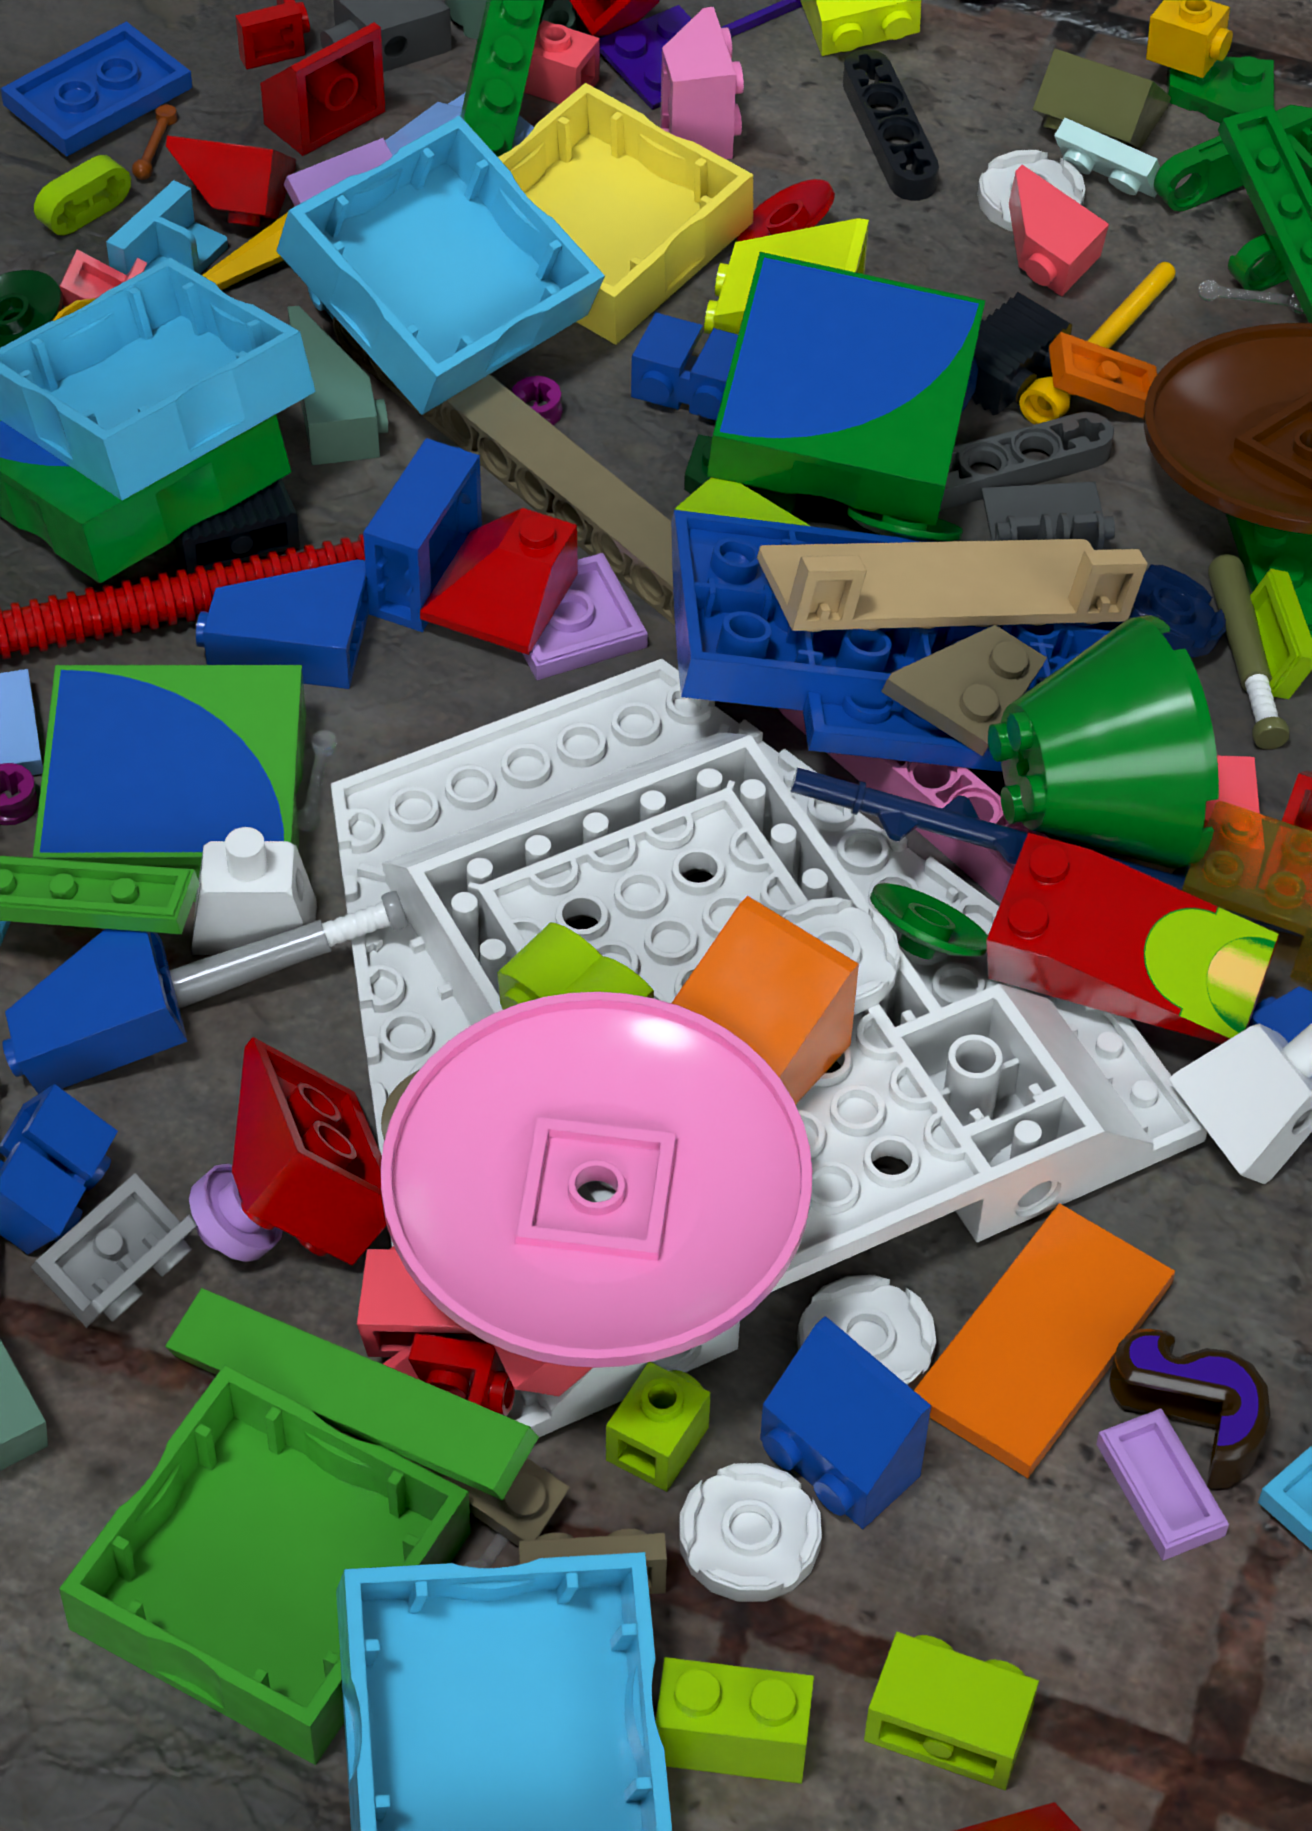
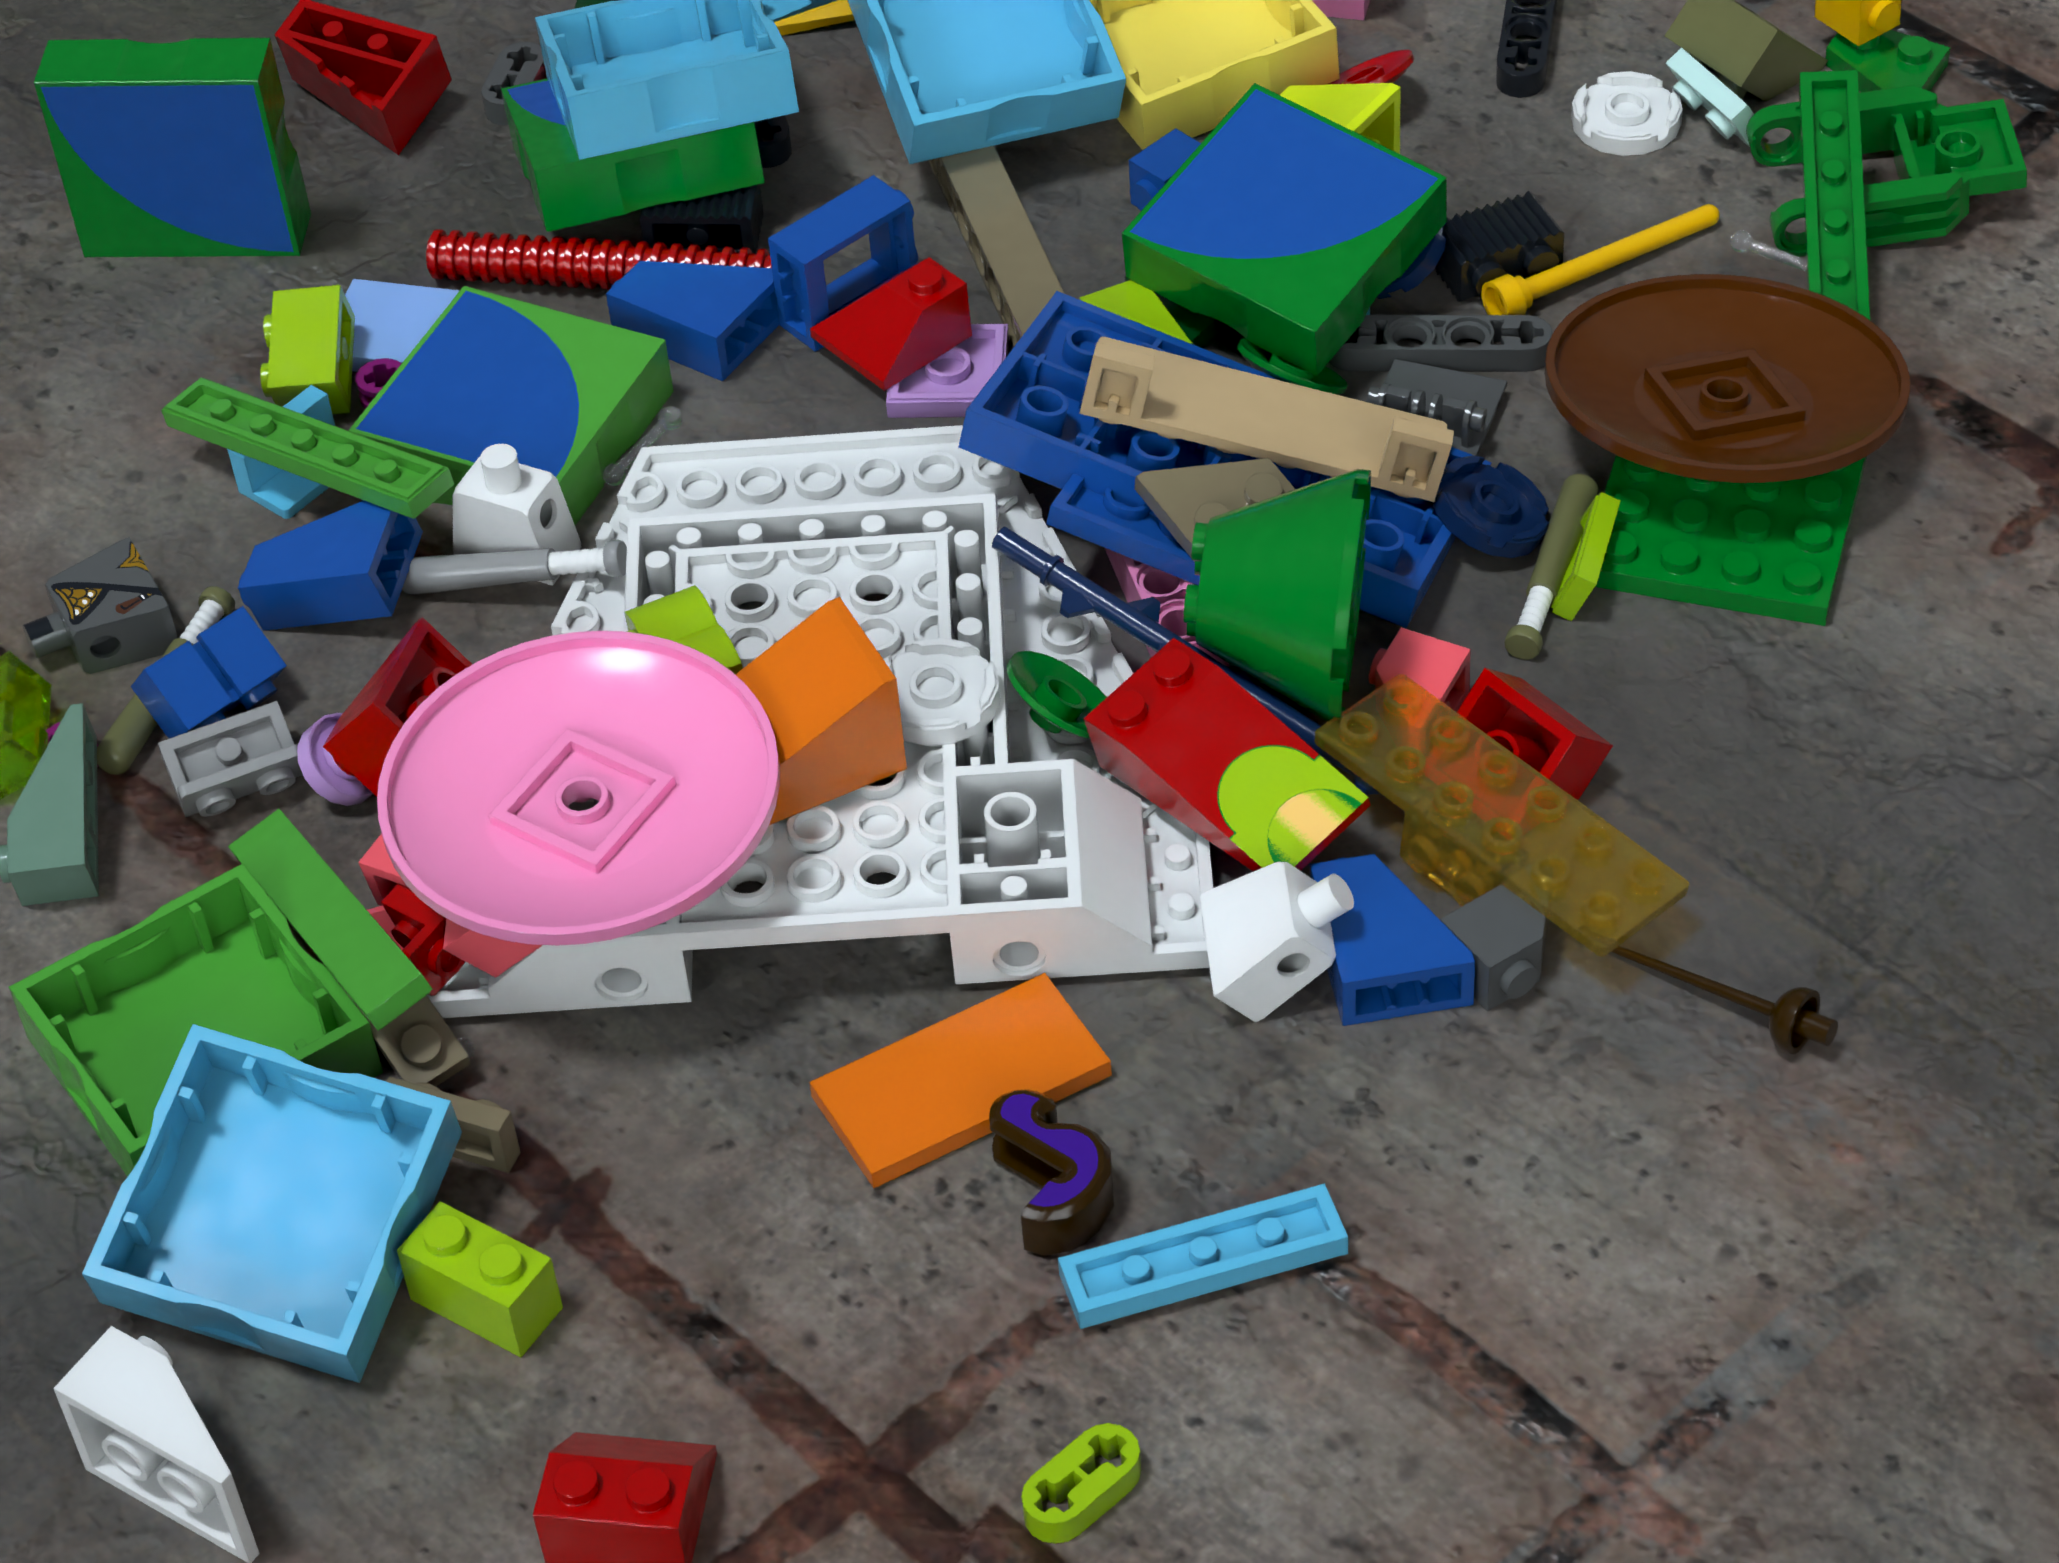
camera: 30 degrees right, 5 degrees down
(342, 413) = (850, 133): sand green slope -> none
(539, 389) = (1036, 173): magenta bush -> none
(658, 1425) = (576, 1034): lime brick -> none
(750, 1532) = (605, 1148): white tile -> none
(845, 1425) = (719, 1084): blue slope -> none
(880, 1319) = (805, 1029): white tile -> none
(951, 1709) = (669, 1337): lime brick -> none
(1052, 232) = (1606, 152): coral slope -> none
(1100, 374) = (1556, 277): orange plate -> none
(1162, 1484) = (984, 1231): lavender tile -> none

